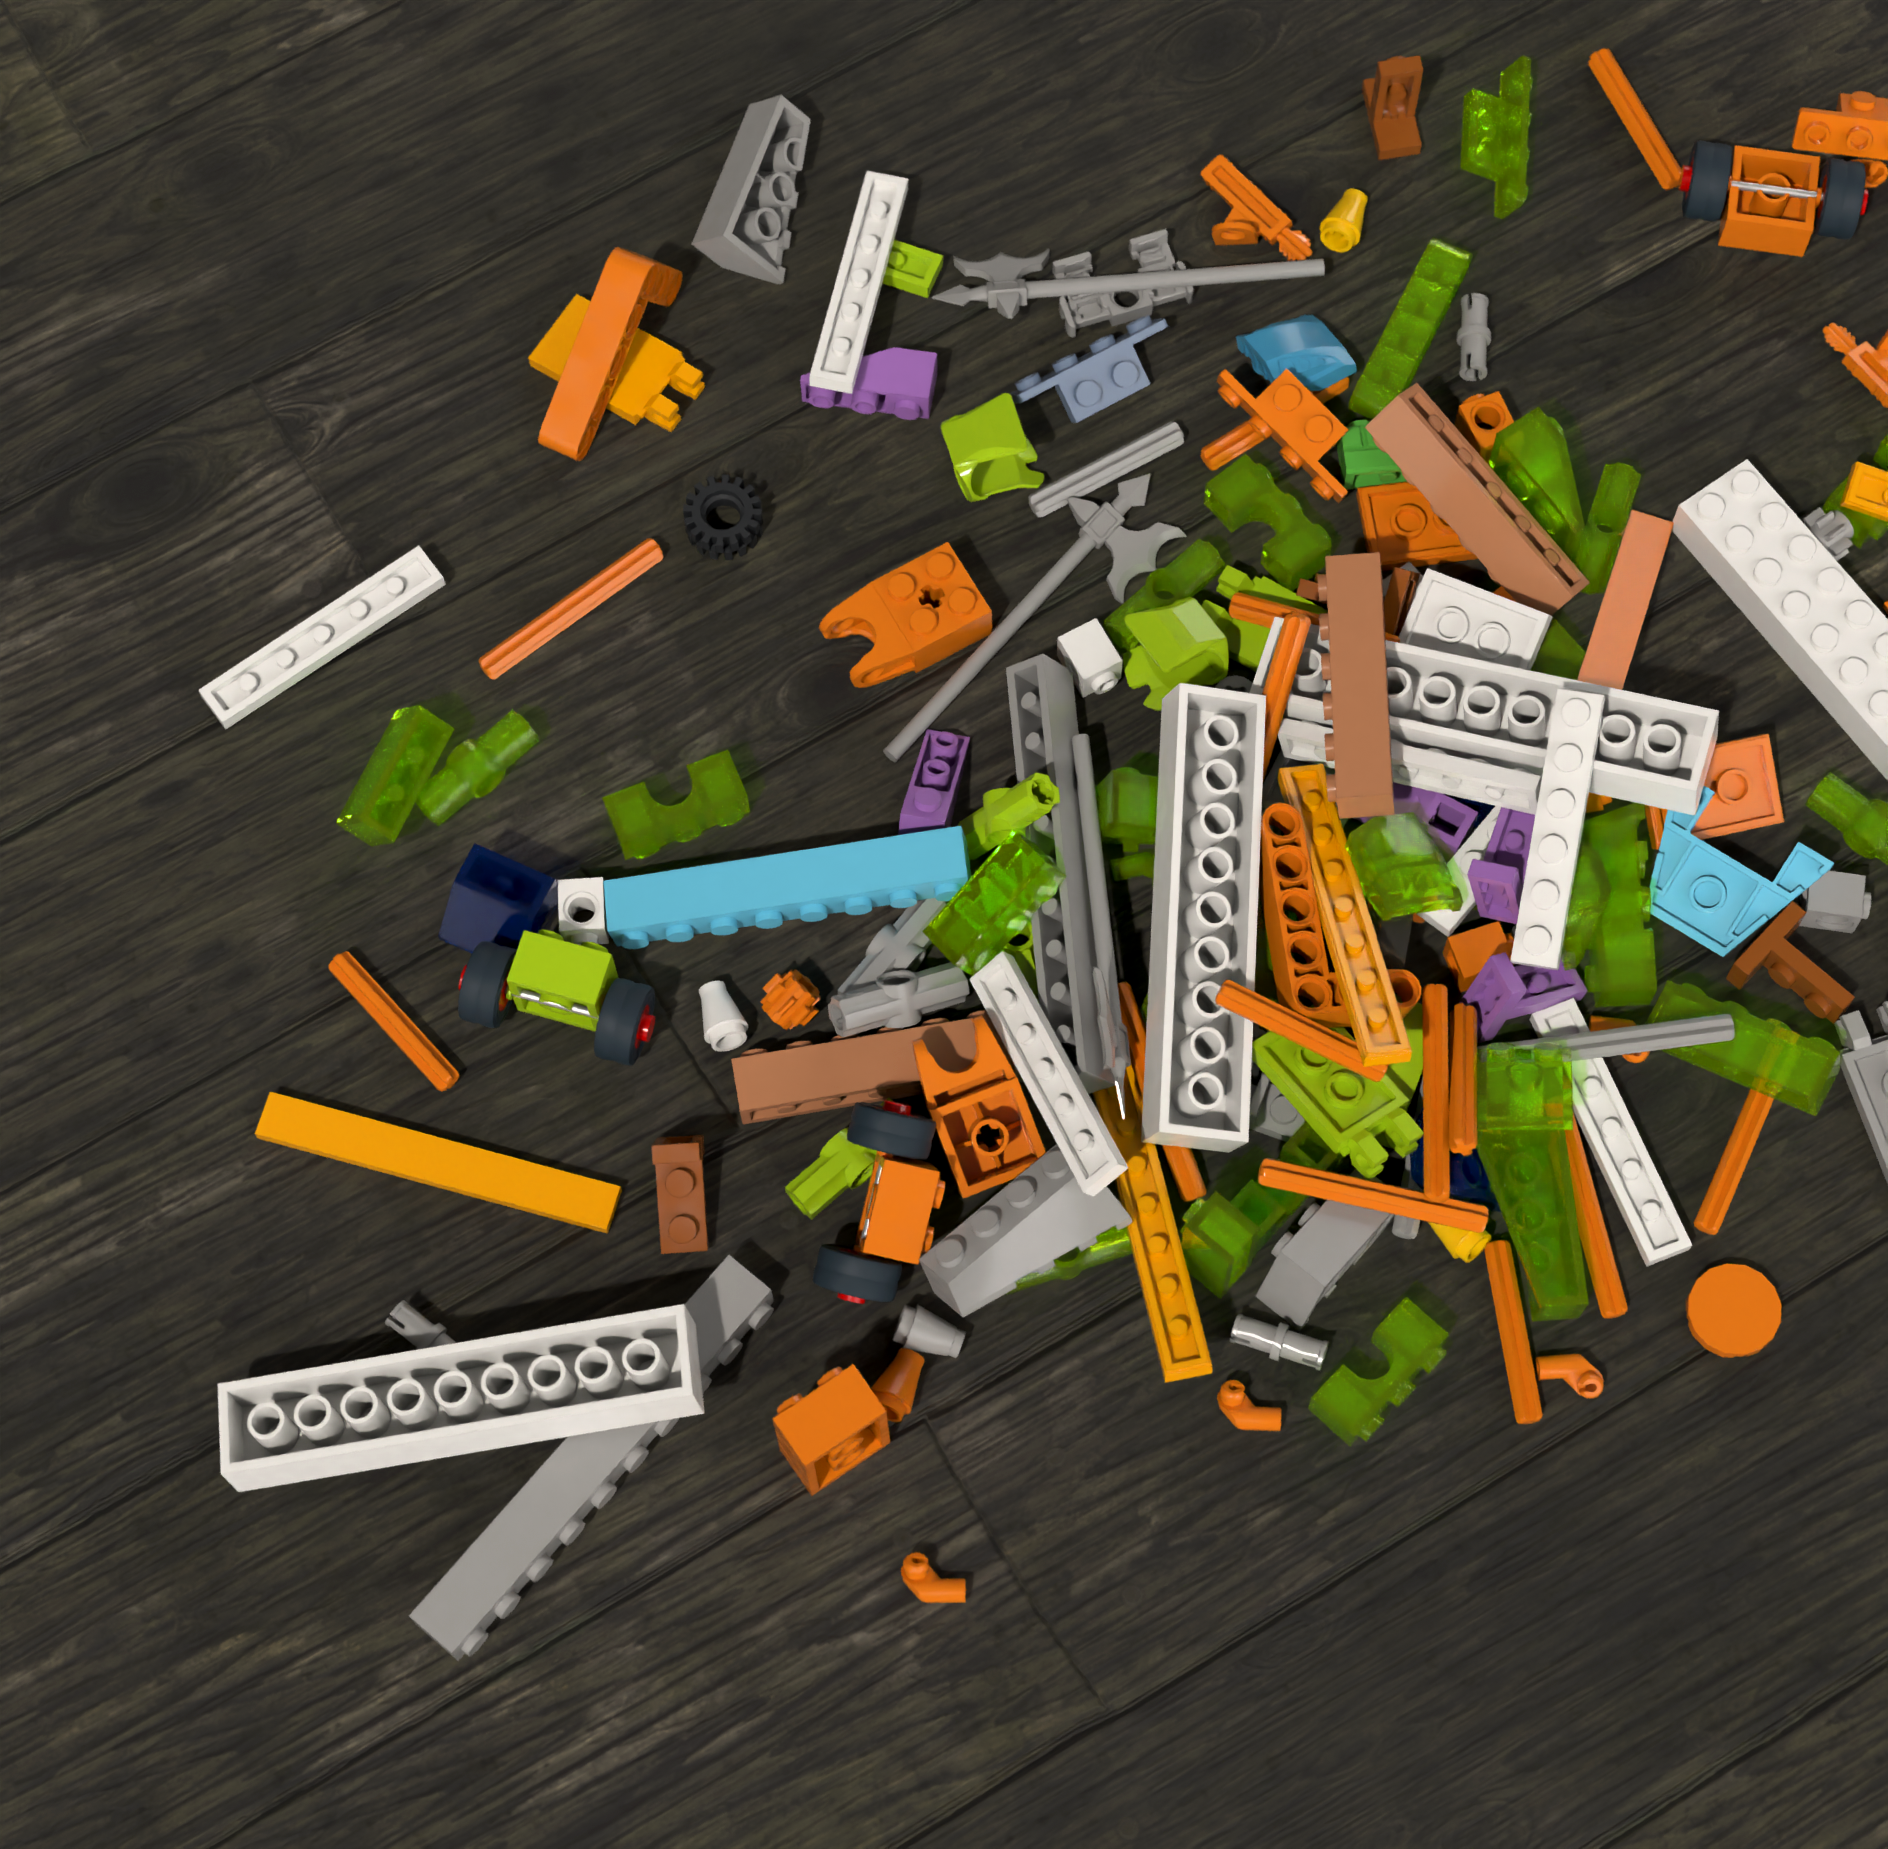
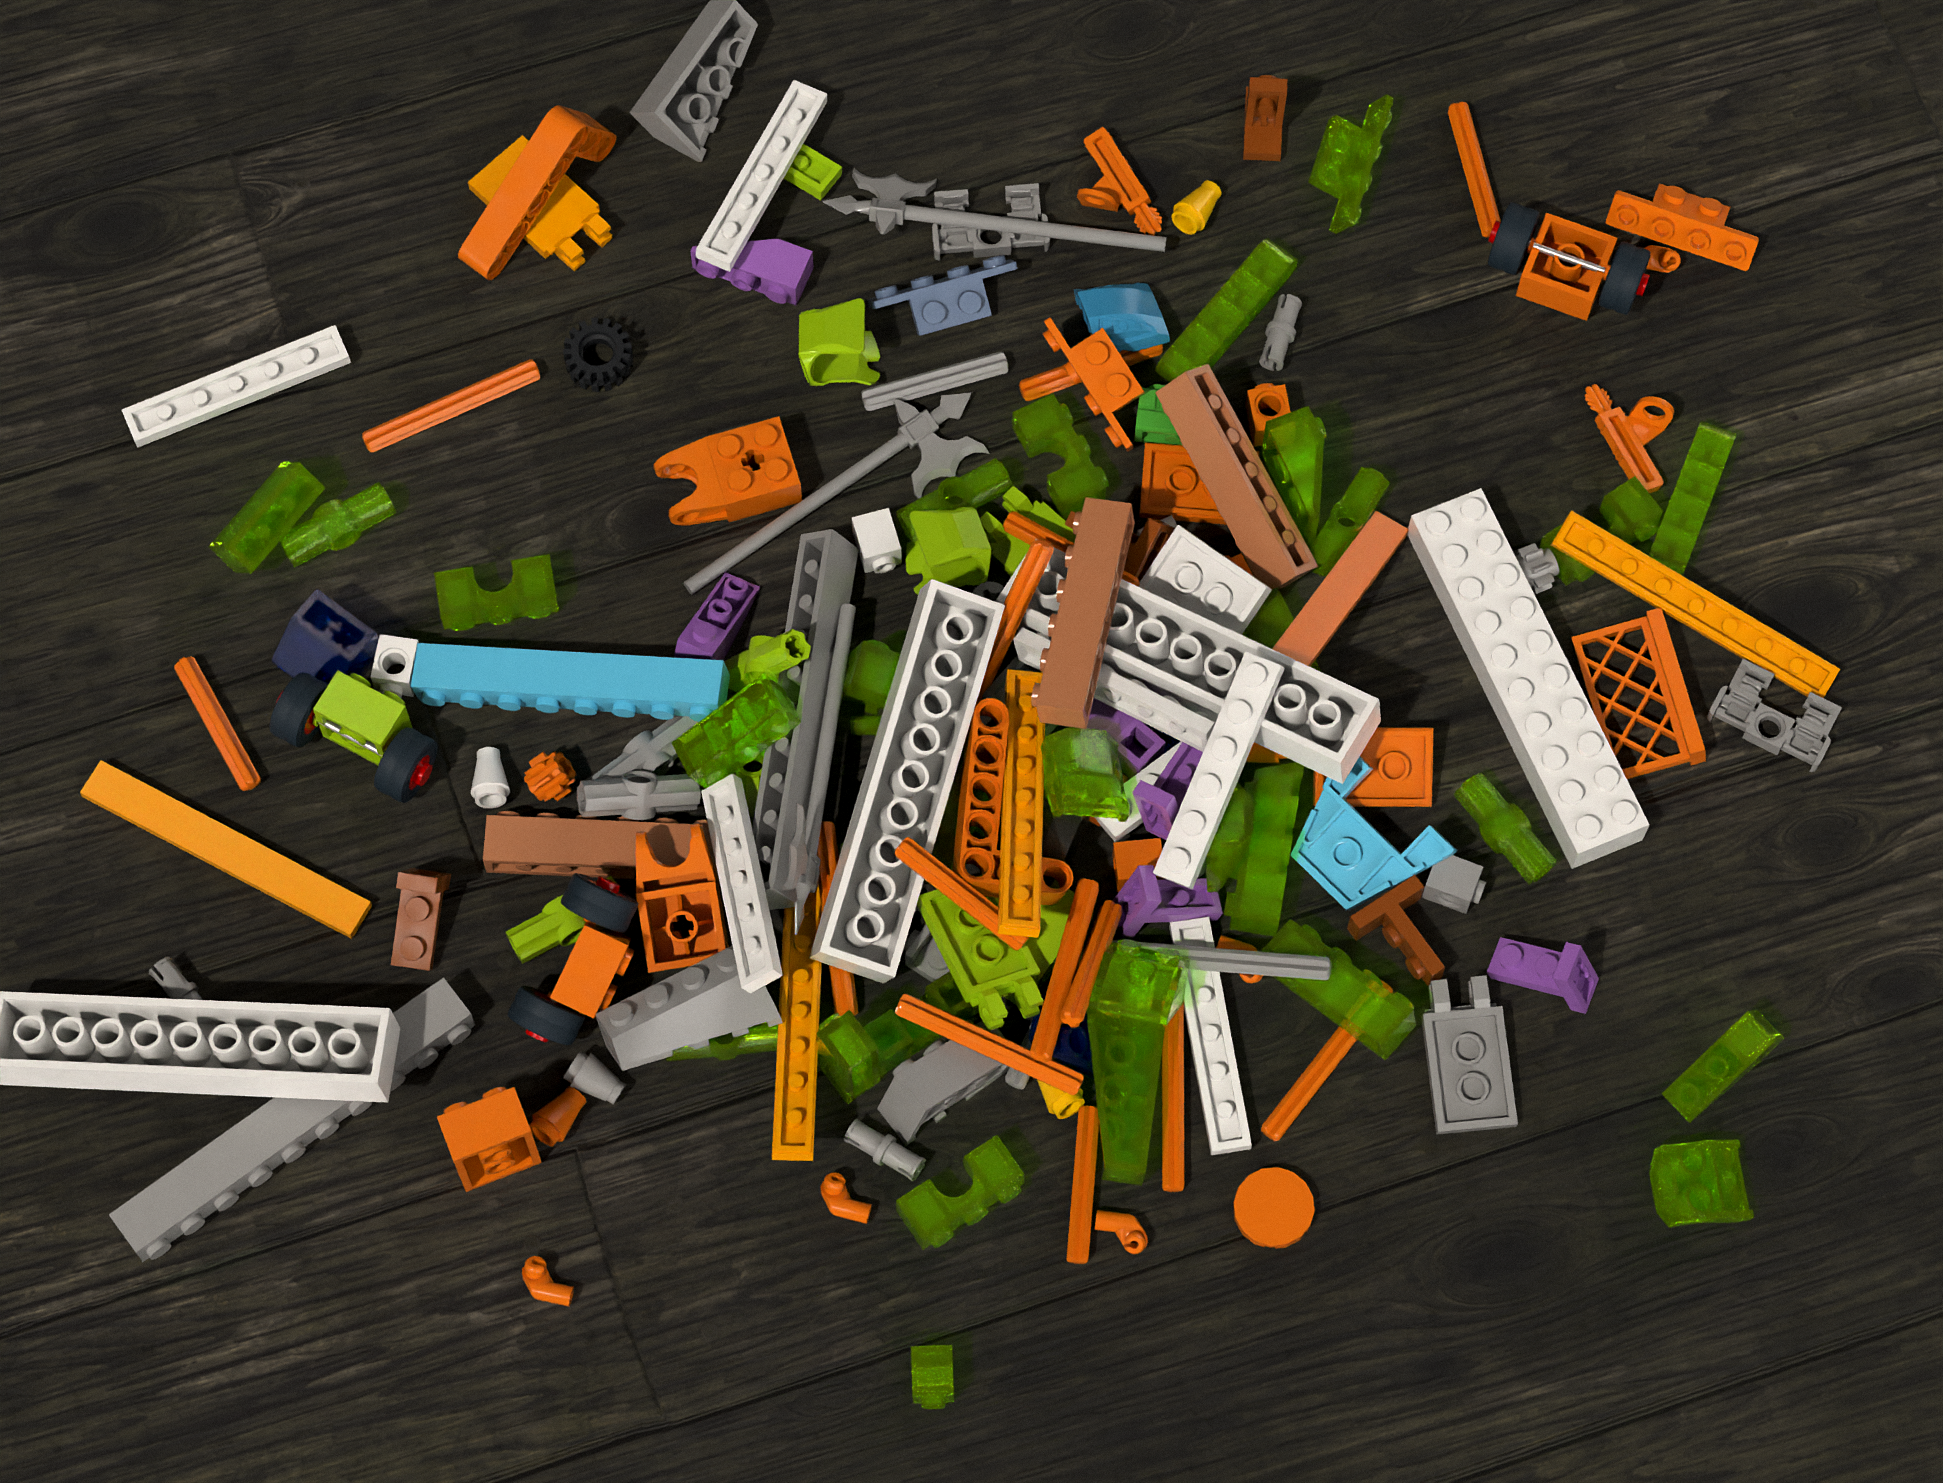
camera: 10 degrees right, 0 degrees up
(1403, 1590) = (932, 1376): none -> clear neon green brick

